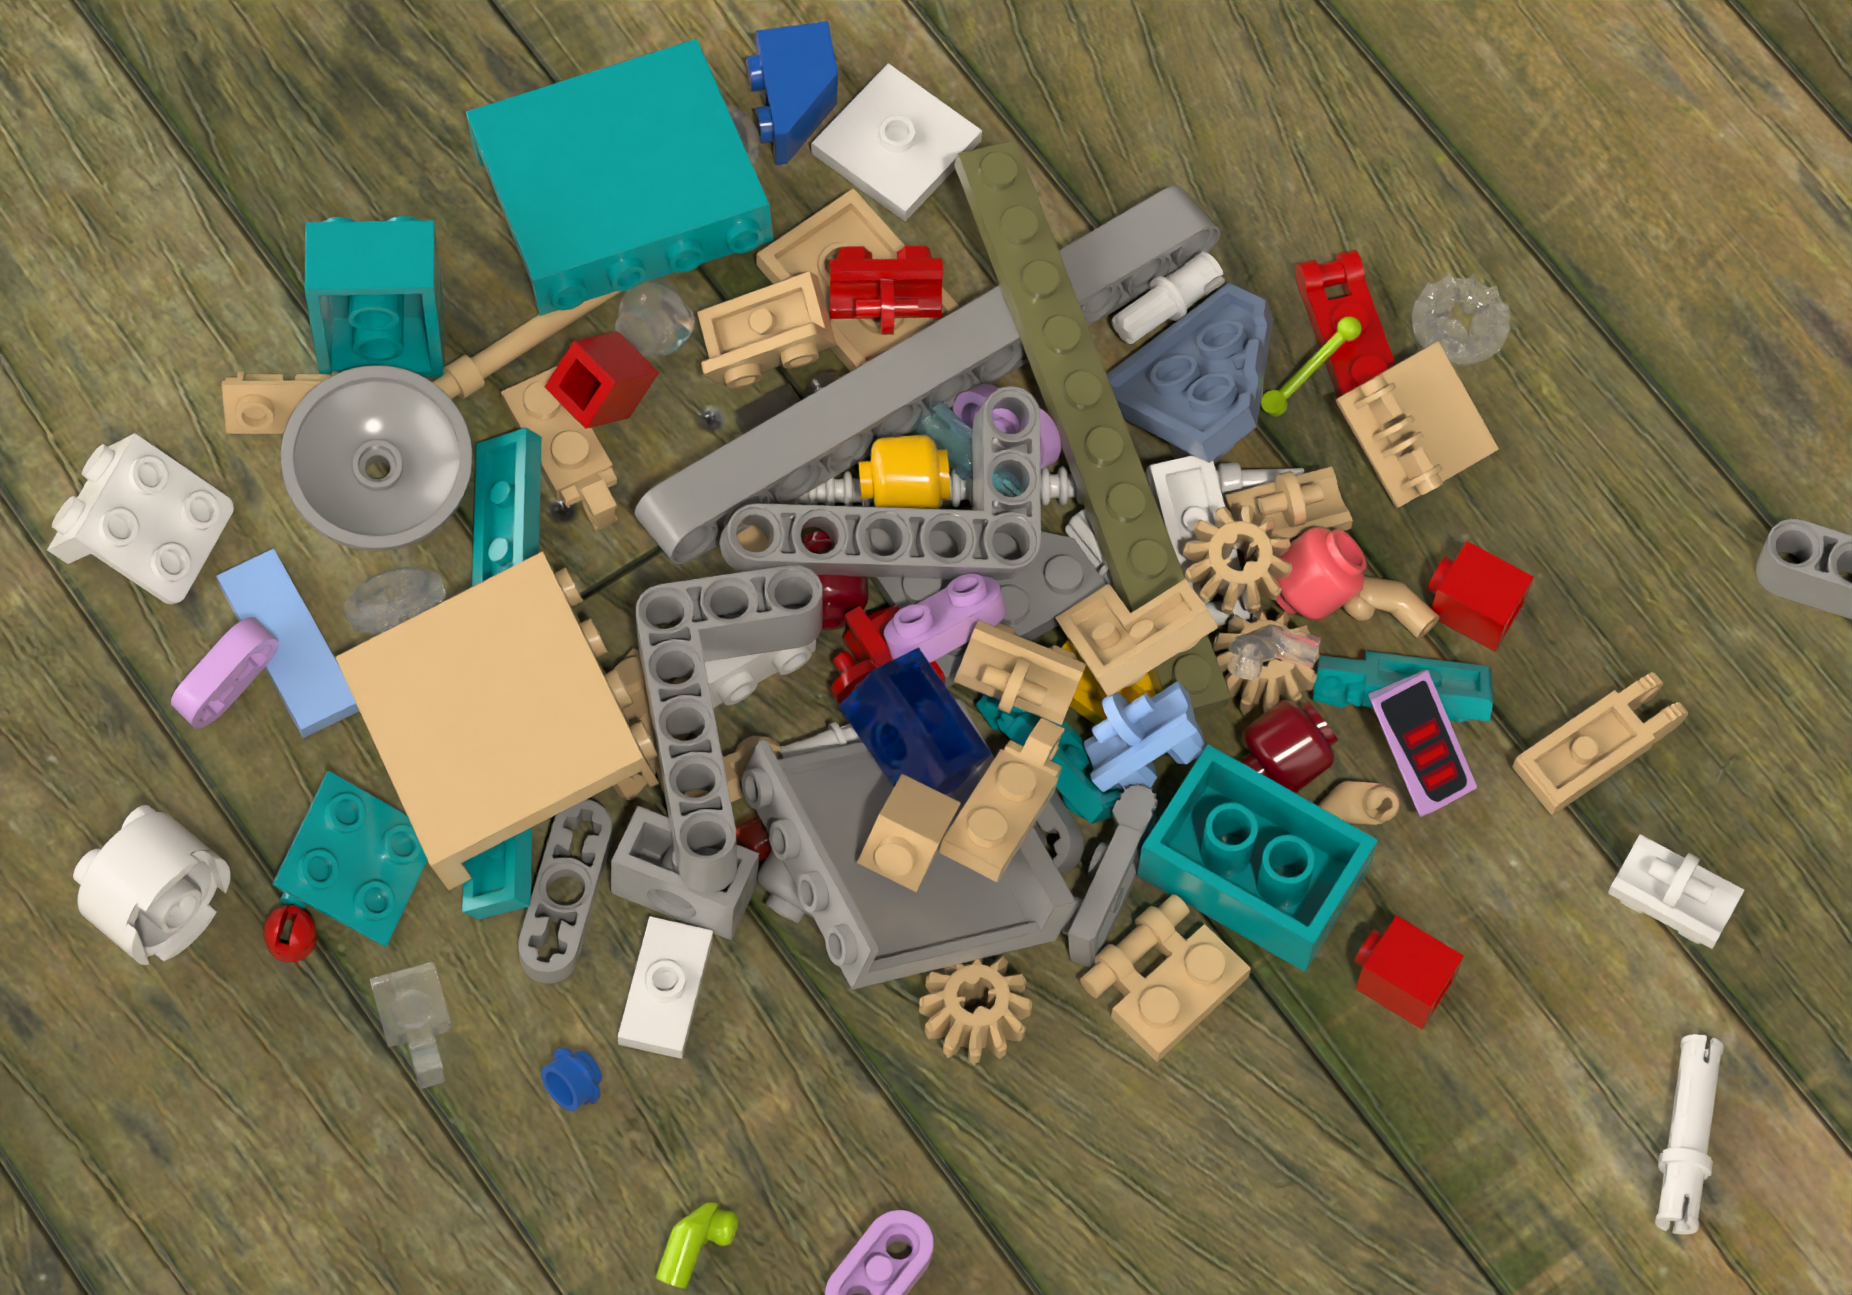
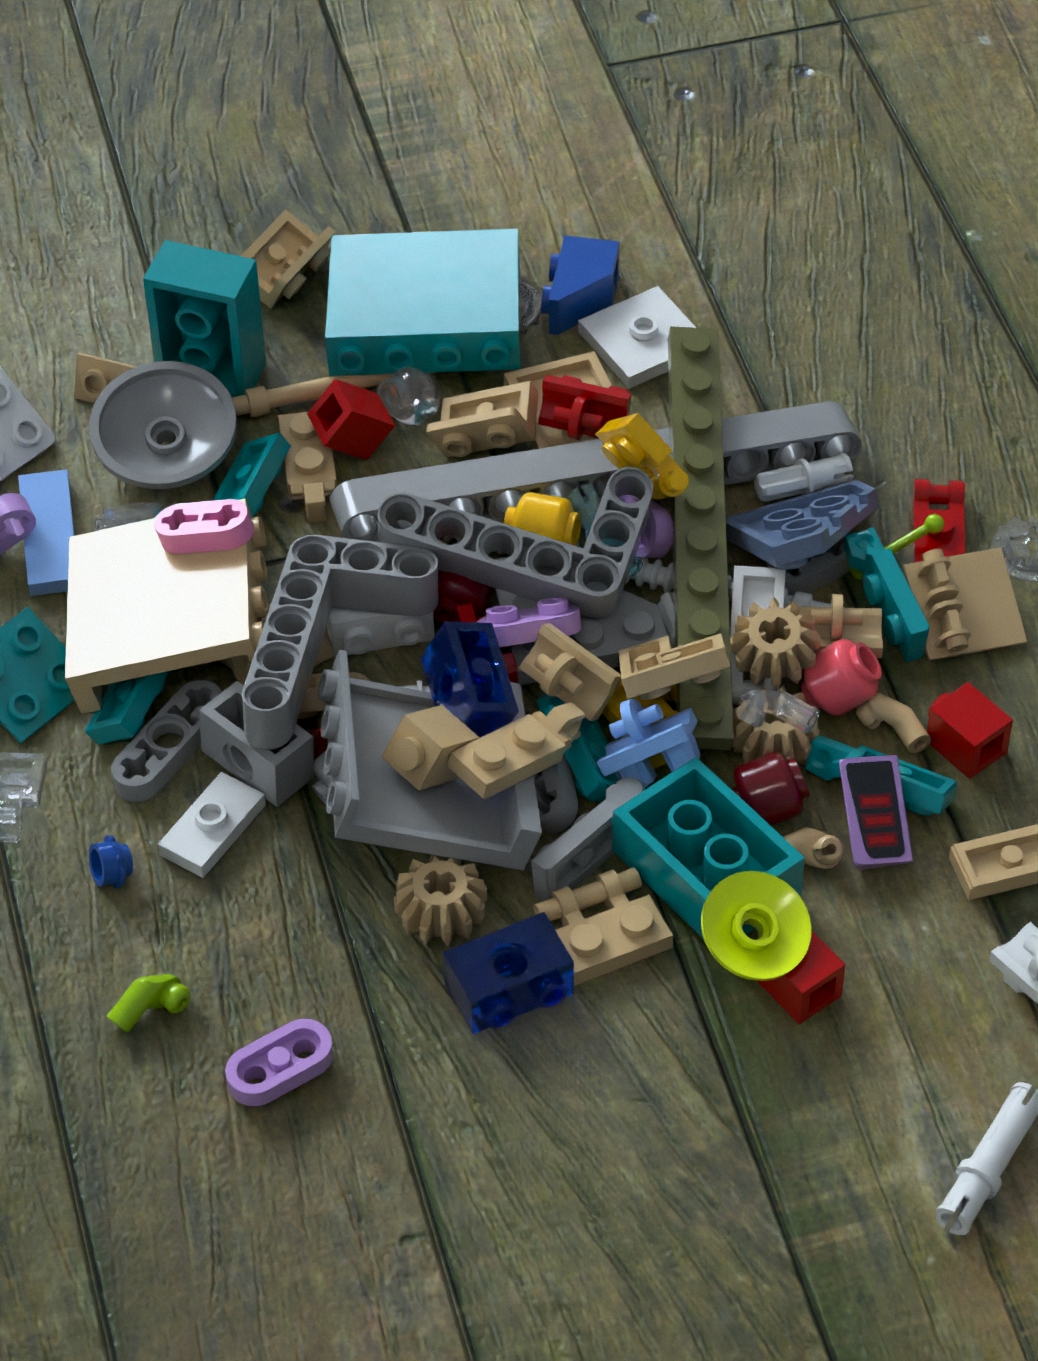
camera: 25 degrees right, 15 degrees down
(408, 155) = (285, 255): none -> tan bracket
(515, 610) = (204, 526): none -> bright pink beam
(1004, 356) = (635, 444): none -> yellow plate
(1103, 1043) = (526, 950): none -> clear blue brick
(1328, 434) = (888, 588): none -> teal hinge
(1383, 943) = (770, 908): none -> neon yellow dish

